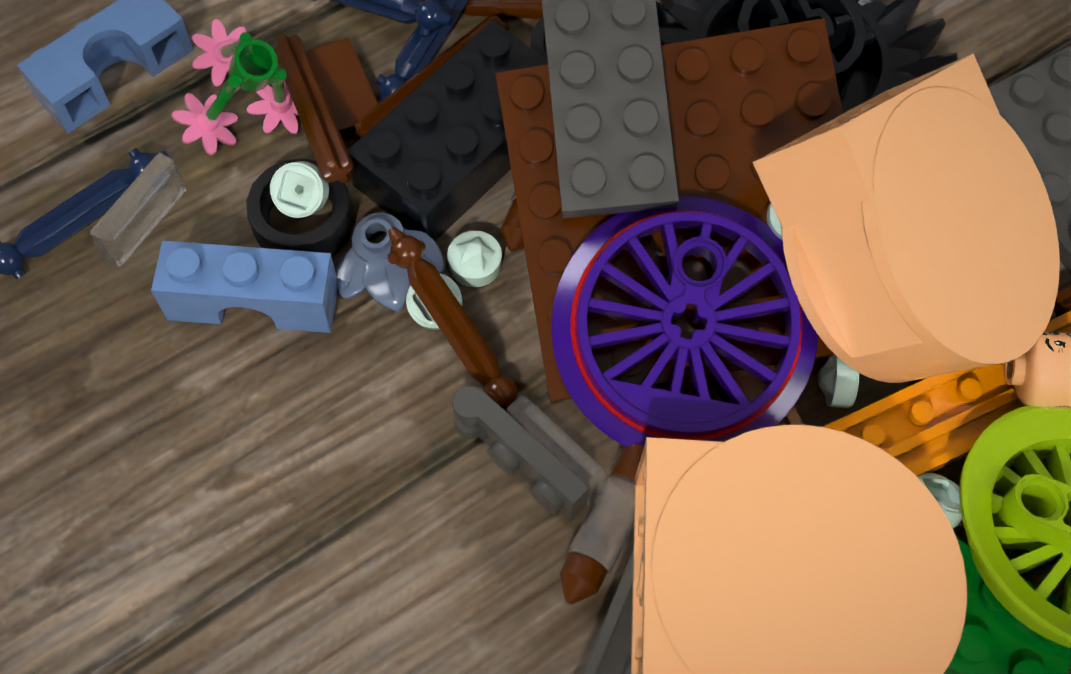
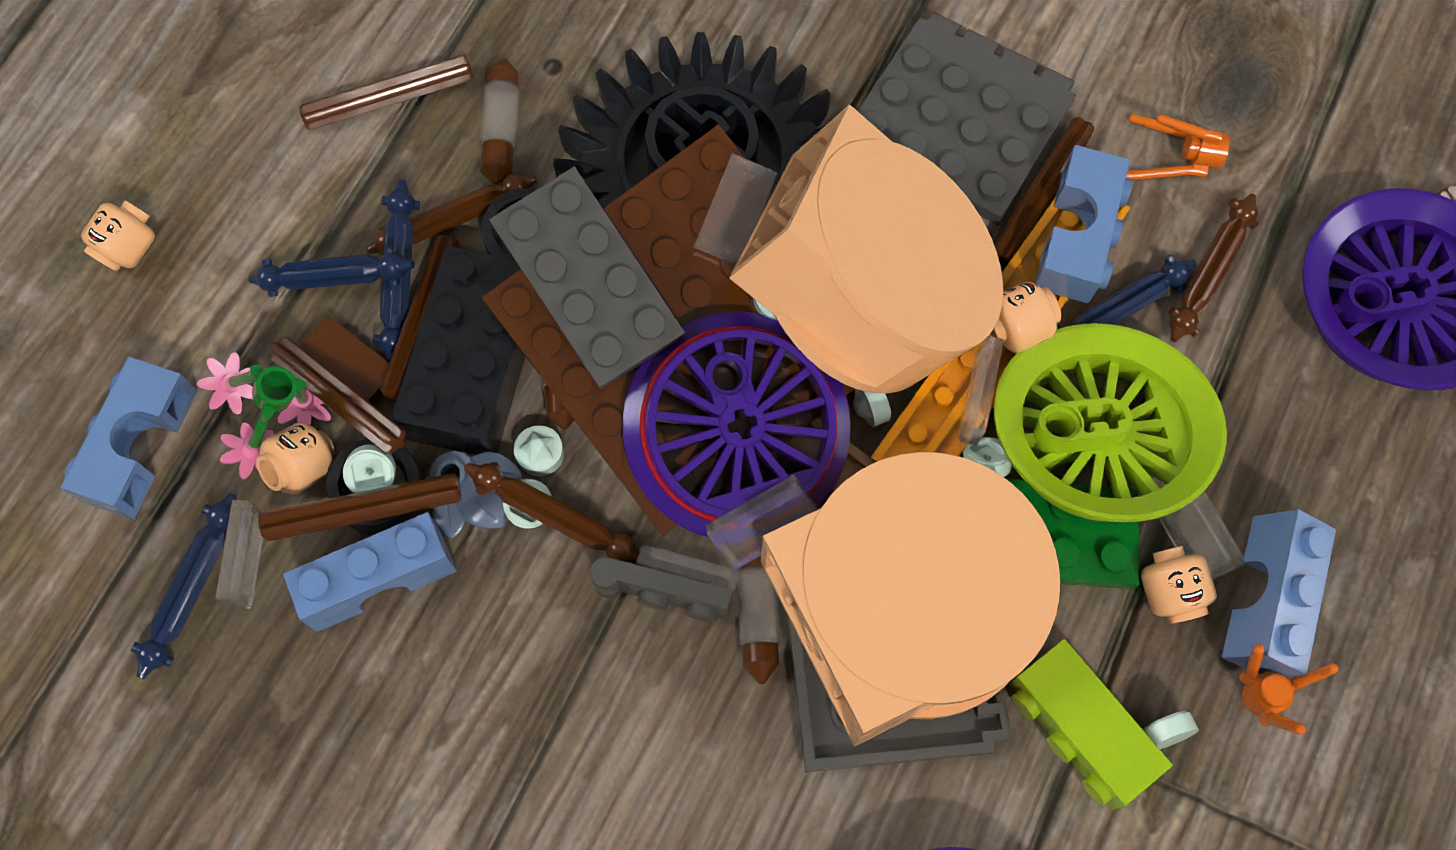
camera: 25 degrees left, 5 degrees up
(239, 146) = (295, 458): none -> light nougat head
(271, 217) = (359, 507): none -> reddish brown axle
(625, 427) = (742, 530): none -> clear tile
(797, 104) = (735, 209): none -> clear tile
(966, 422) = (980, 391): none -> clear tile

